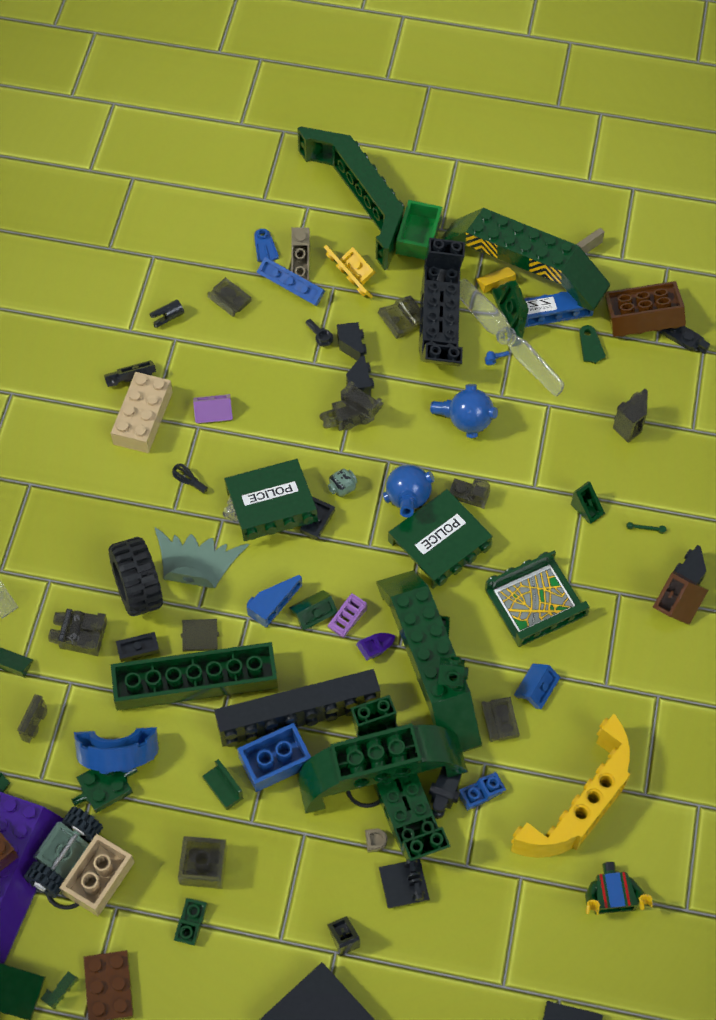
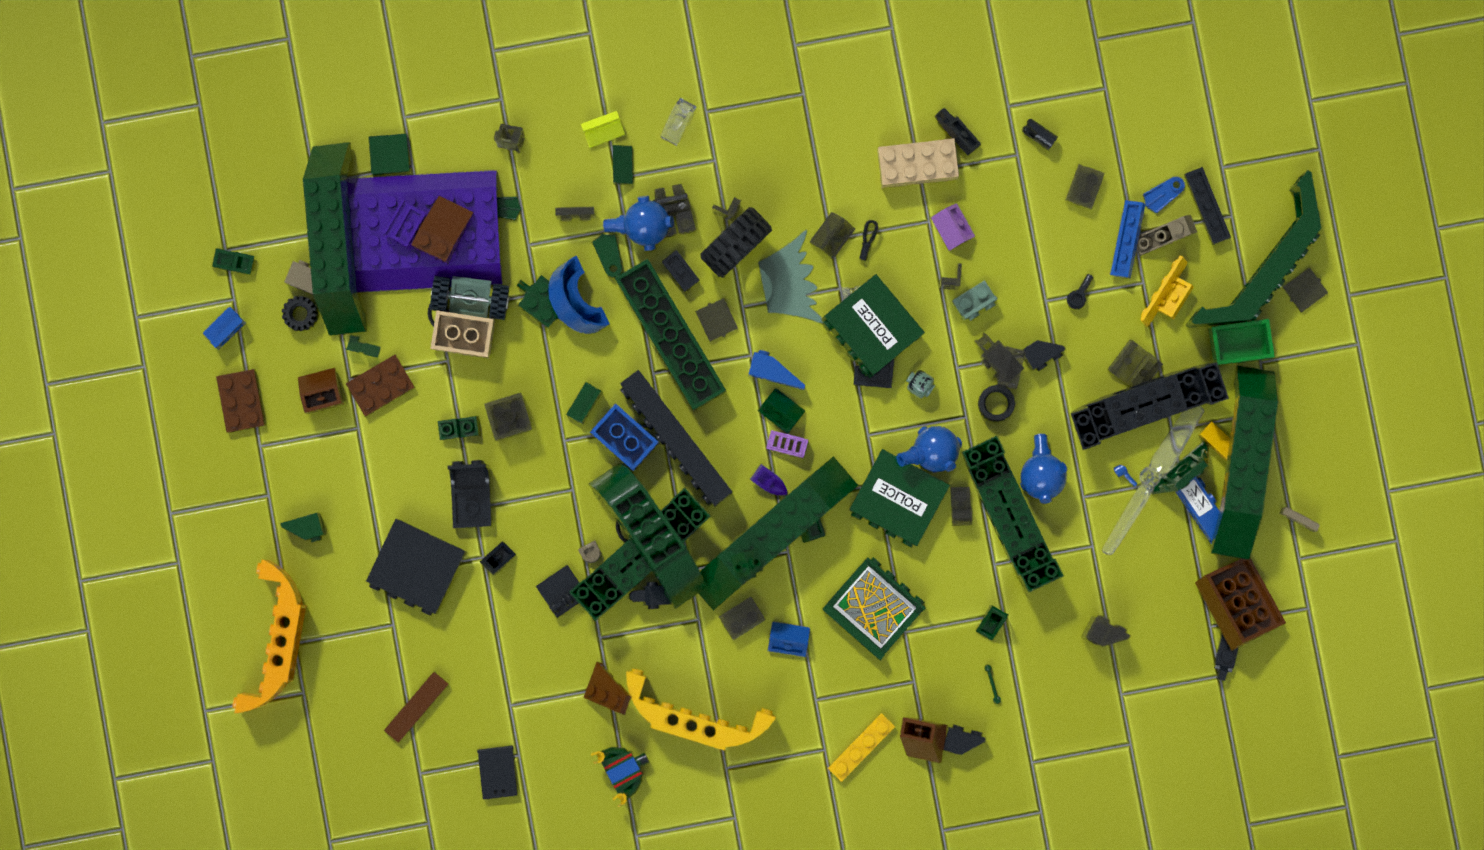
camera: 70 degrees right, 25 degrees up
(74, 657) = (643, 223): none -> blue piece
(88, 707) = (608, 253): none -> dark green piece
(103, 581) = (732, 211): none -> clear smoke panel
(170, 505) = (832, 235): none -> clear smoke panel
(260, 416) = (952, 283): none -> clear smoke panel
(263, 934) = (470, 494): none -> black bracket
(287, 414) = (975, 300): none -> sand green bracket
(290, 217) = (1207, 206): none -> black plate
(350, 340) = (1083, 326): black slope -> none
(387, 417) = (992, 417): none -> black tyre
(396, 177) = (1305, 290): none -> clear smoke piece
(482, 791) = (670, 626): blue slope -> none
(497, 451) = (1010, 515): none -> dark green slope
(526, 872) = (606, 691): none -> reddish brown wing
(590, 345) = (1178, 563): dark green piece -> none
(667, 661) = (861, 747): none -> yellow plate

